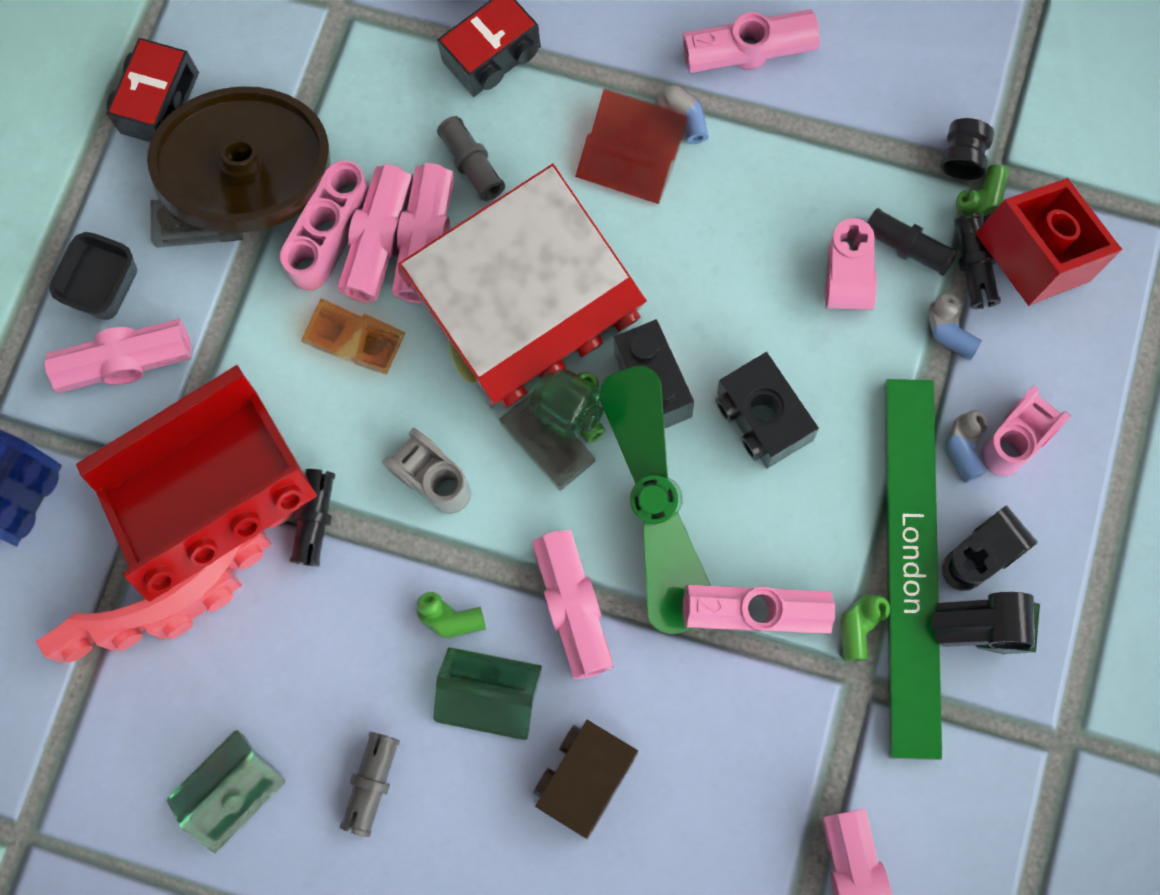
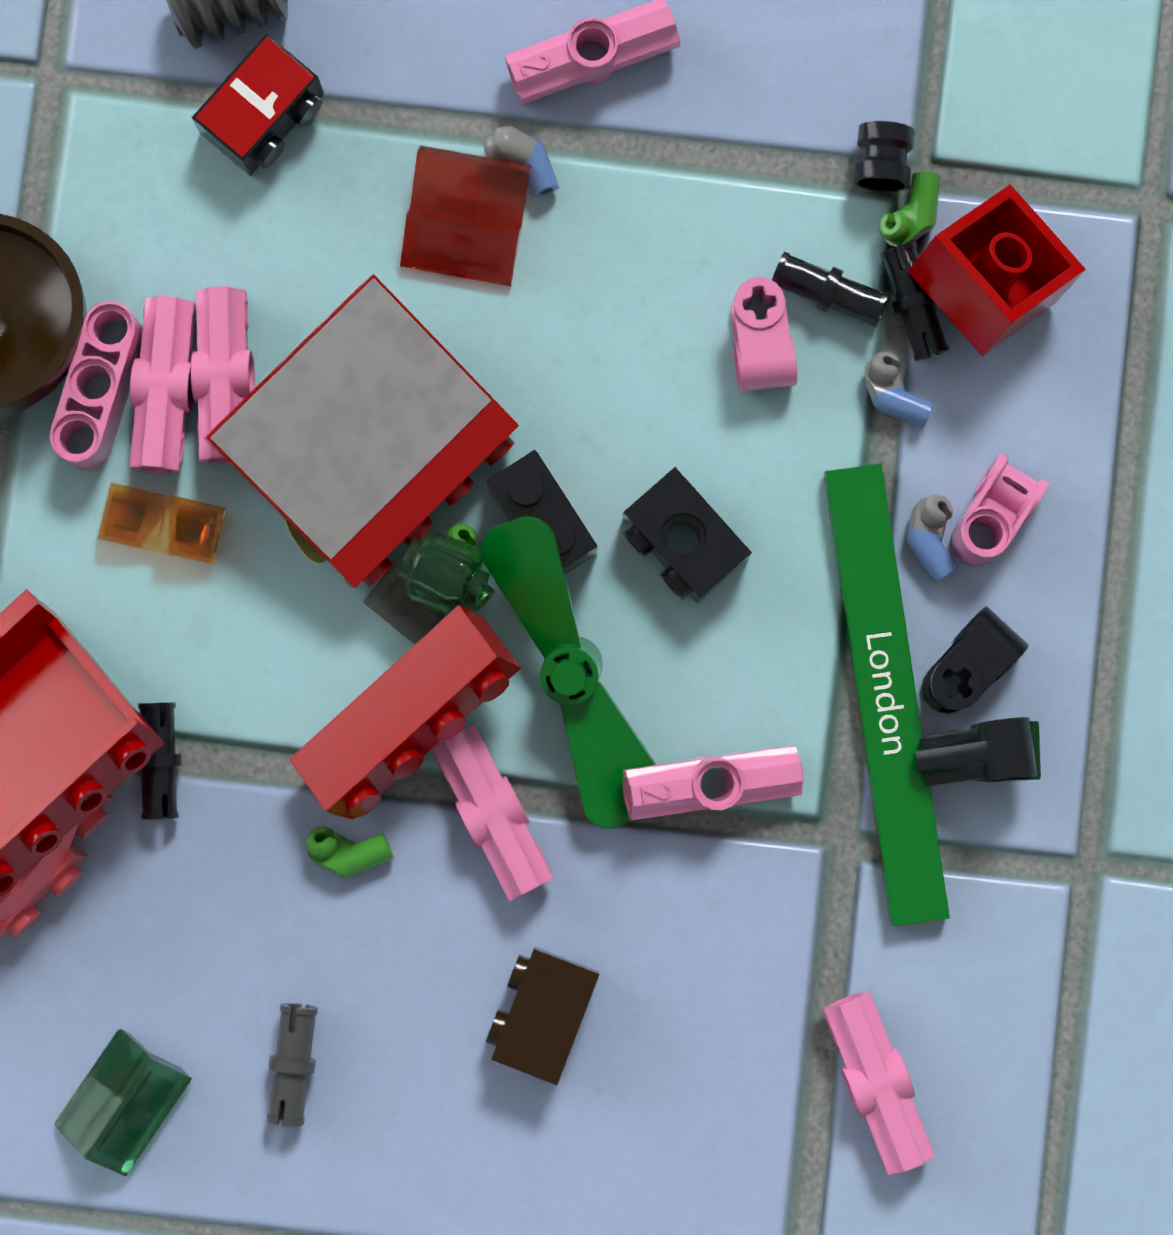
camera: 20 degrees left, 10 degrees up
(424, 467) = (281, 677): light grey piece -> none
(471, 158) = (263, 265): dark grey pin -> none
(486, 693) = (409, 933): clear green panel -> none
(515, 509) = (405, 714): none -> red brick
(858, 622) = (831, 775): bright green arm -> none

